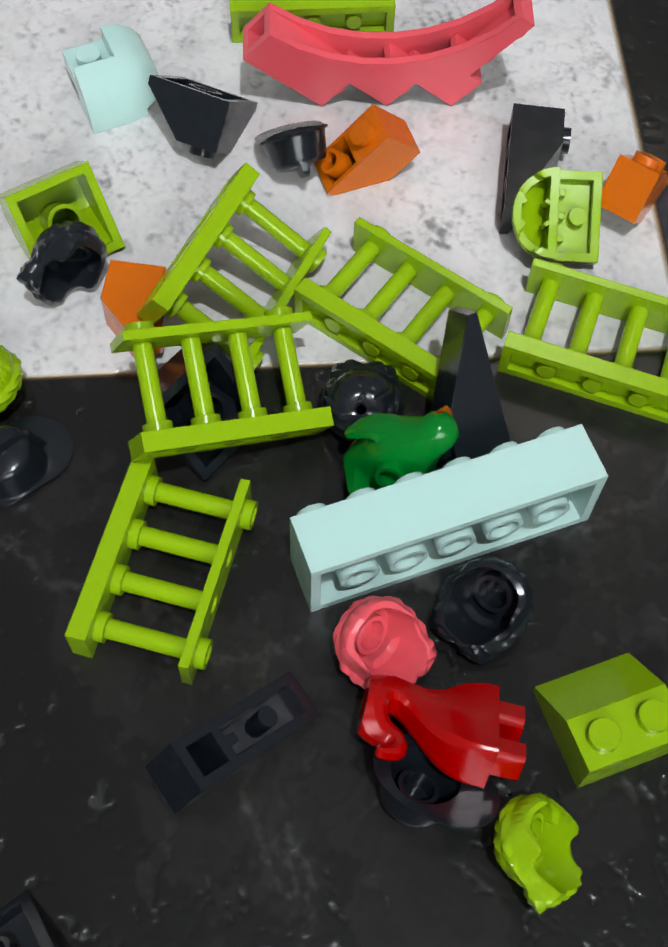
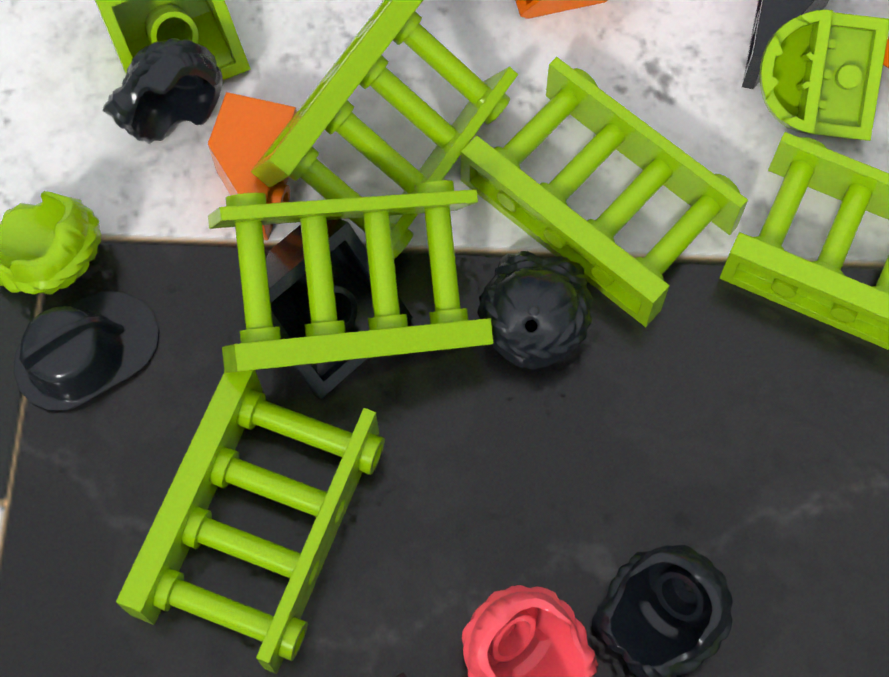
camera: 10 degrees right, 5 degrees up
(395, 446) = (572, 389): green animal -> none
(444, 516) = (630, 482): light aqua brick -> none
(469, 388) = (671, 326): black slope -> none

